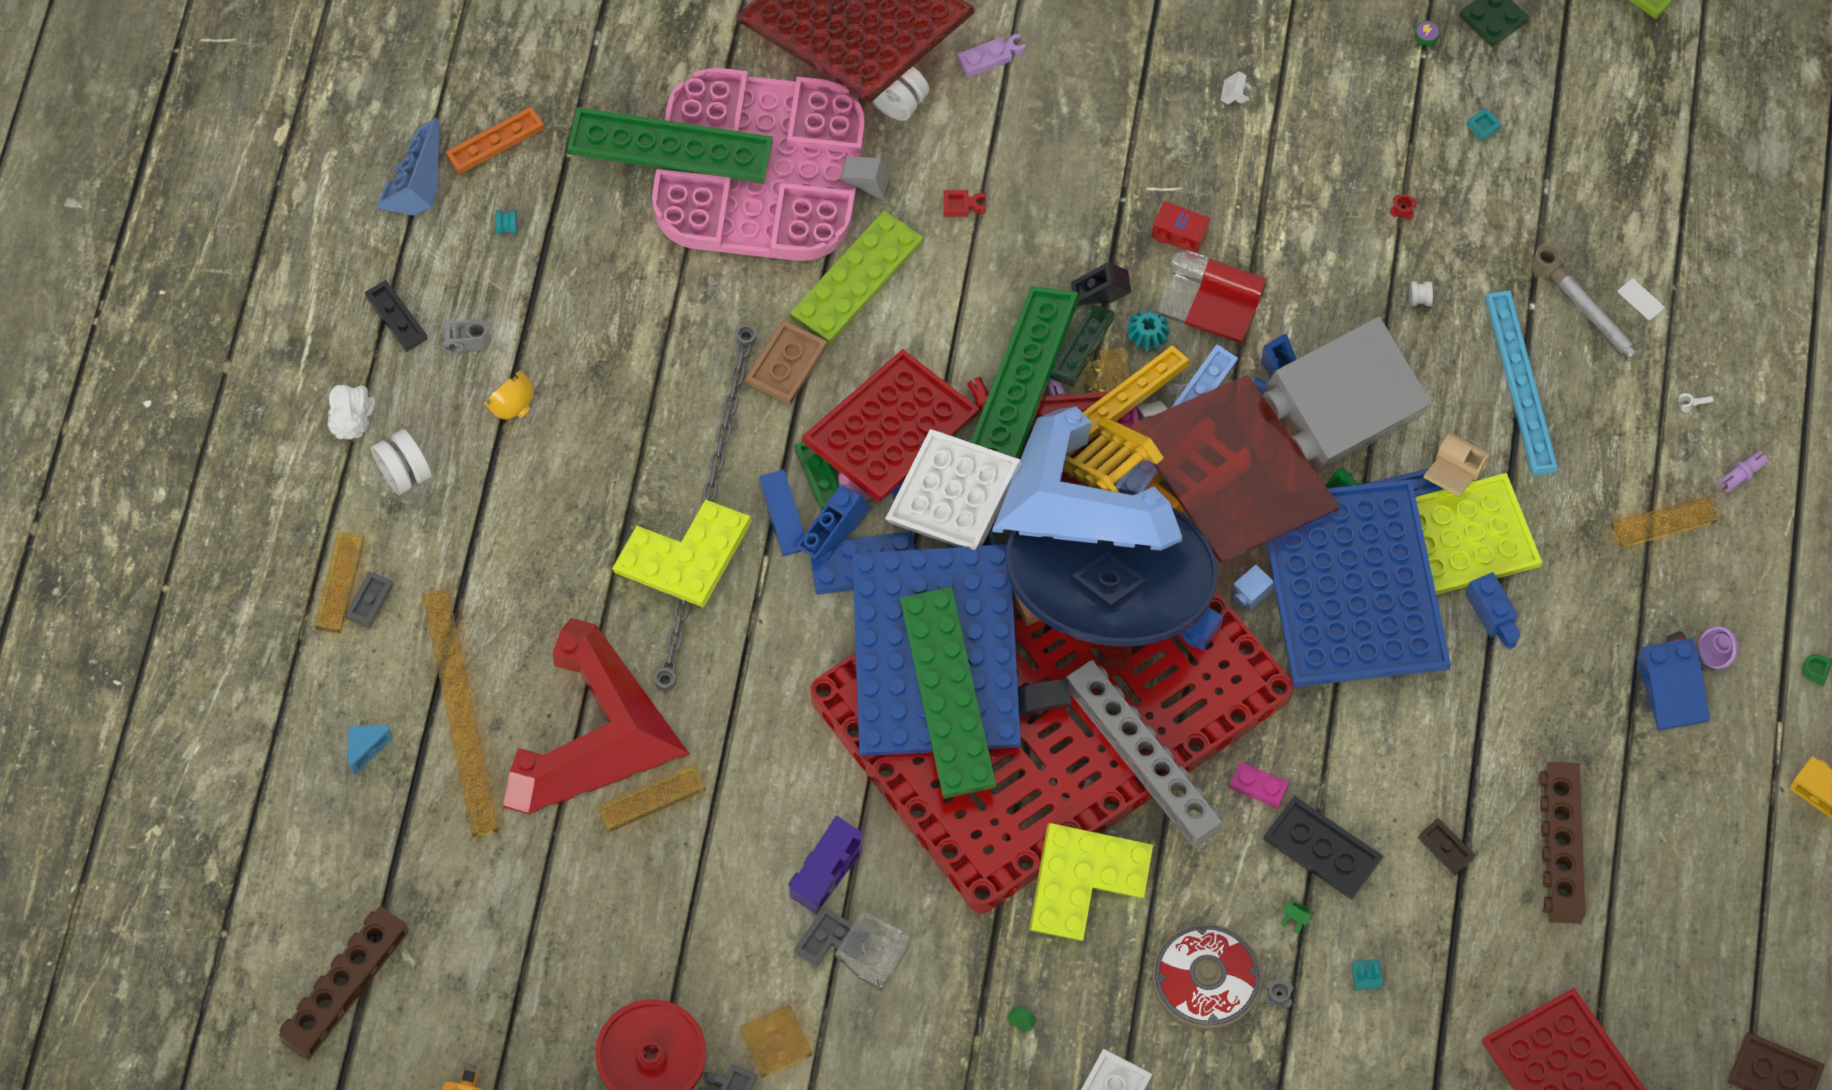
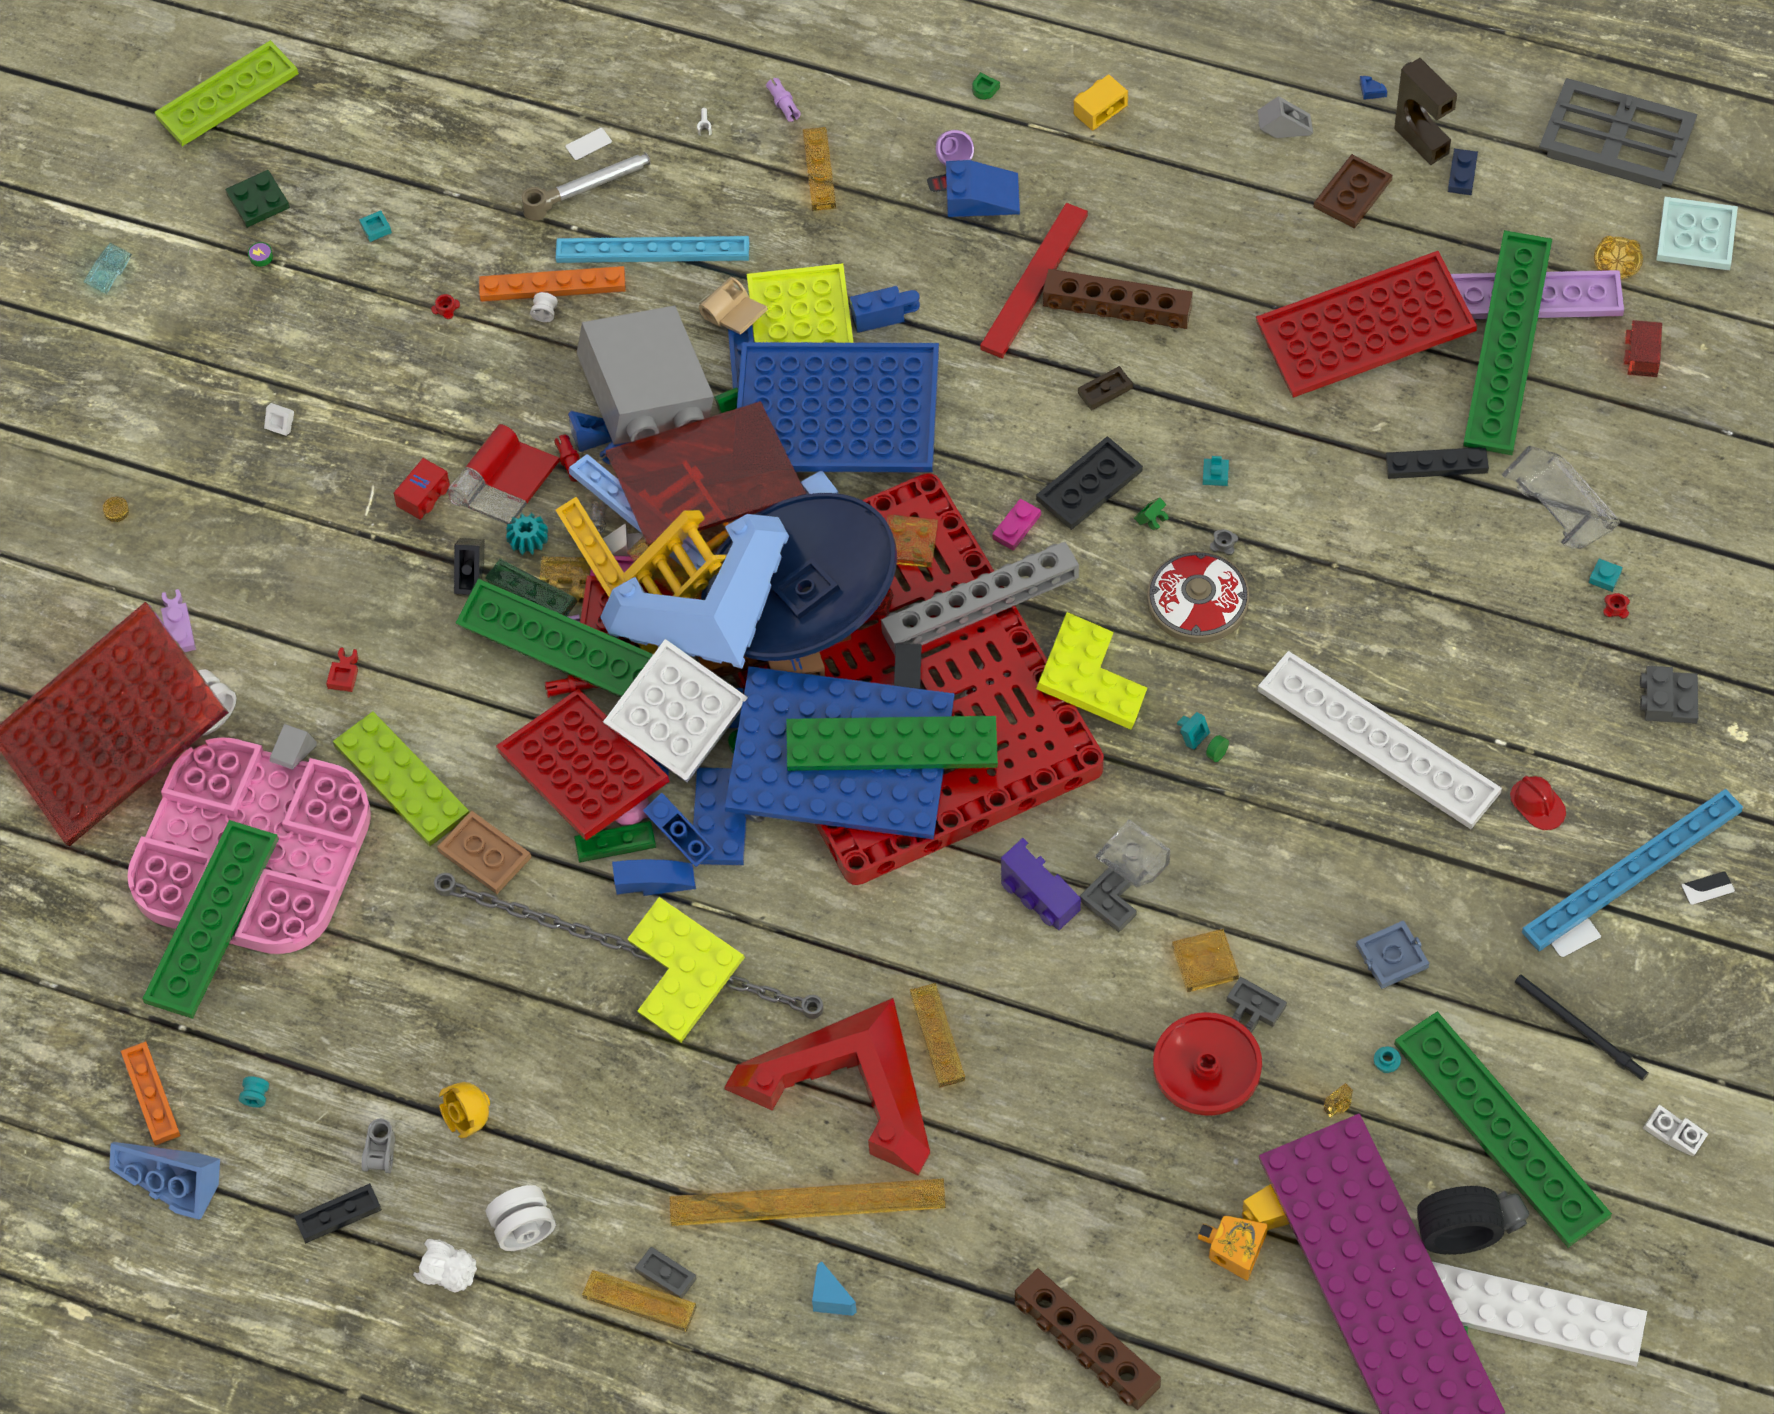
camera: 75 degrees left, 5 degrees down
(1038, 991) = (1193, 729): none -> teal tile
(1203, 677) = (914, 539): none -> clear yellow plate
(1247, 351) = (568, 455): none -> red pin
(1455, 298) = (552, 282): none -> orange plate
(1592, 761) = (1033, 280): none -> red tile

